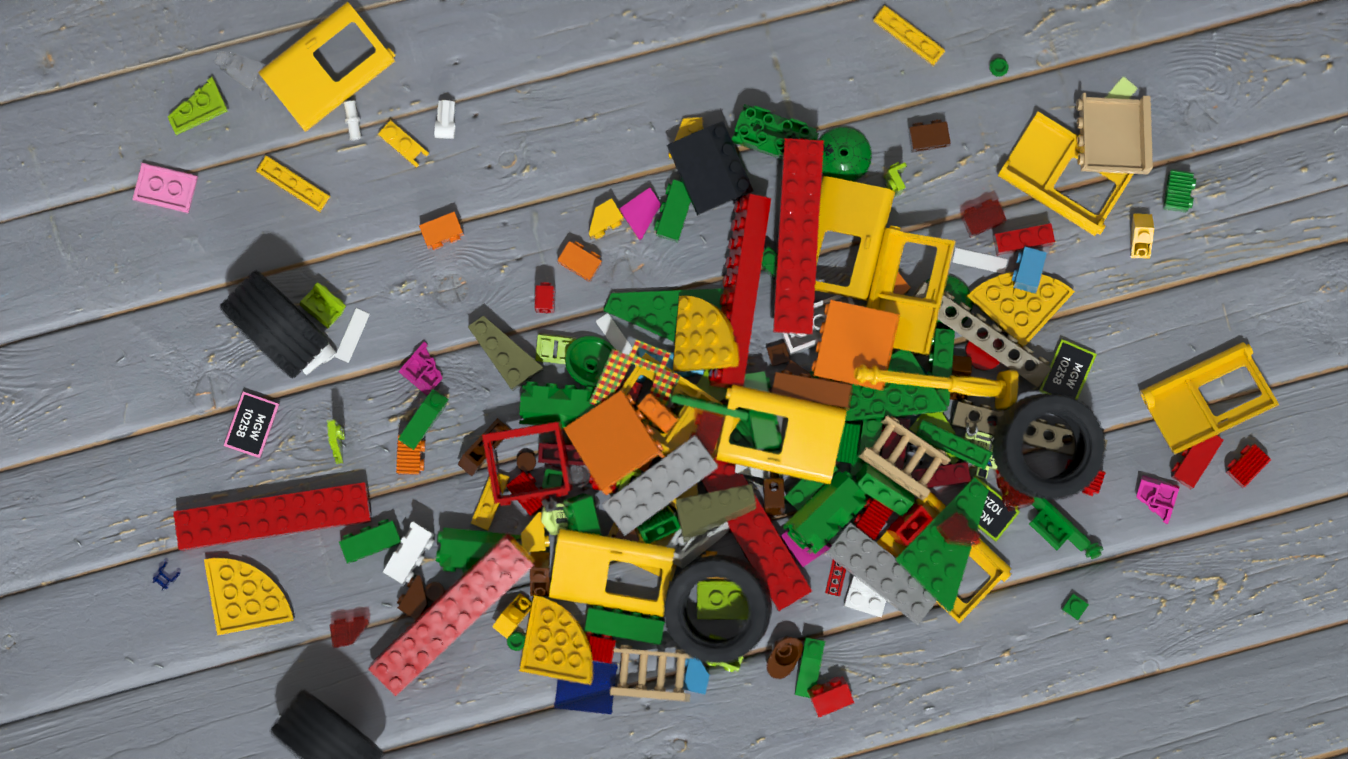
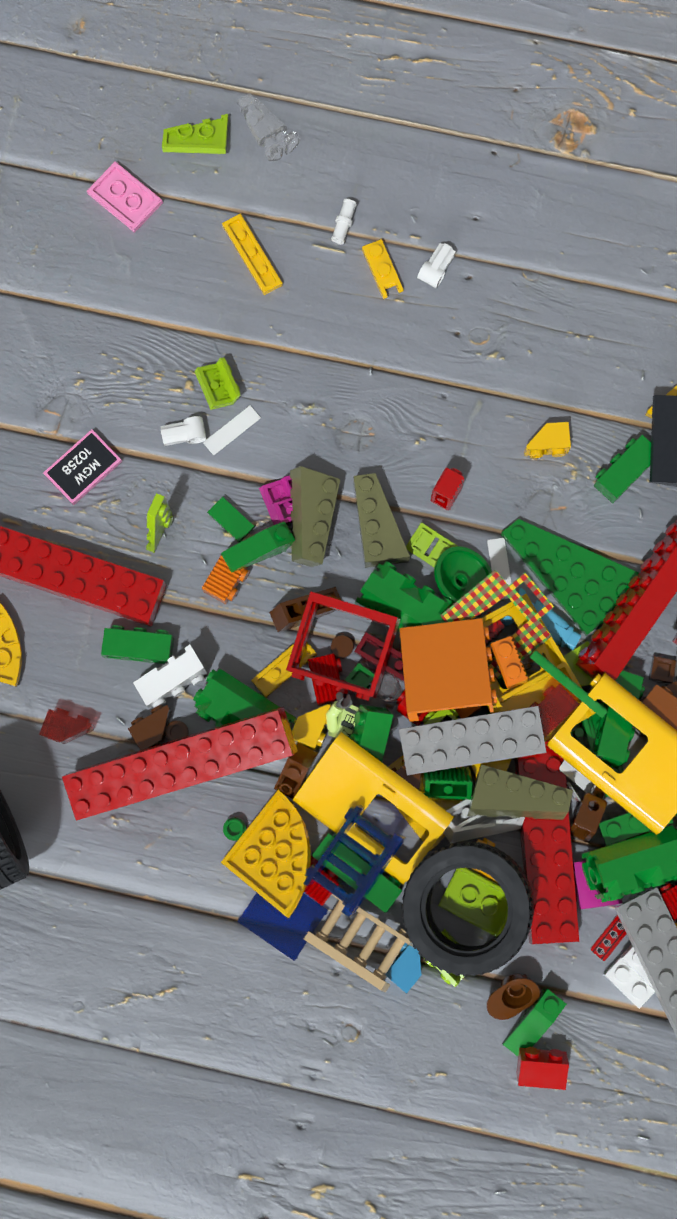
camera: 30 degrees right, 5 degrees down
(274, 324) = (155, 369): black tyre -> none
(304, 83) = (315, 161): yellow piece -> none
(389, 407) = (231, 519): none -> green tile
(441, 231) = (376, 370): orange brick -> none
(450, 372) = (312, 514): none -> olive wedge
(513, 616) = (244, 800): yellow slope -> none
(580, 261) = (502, 470): orange brick -> none
(635, 610) = (363, 881): none -> clear blue fence
(640, 212) = (590, 452): dark pink slope -> none
(703, 337) = (596, 609): yellow plate -> none

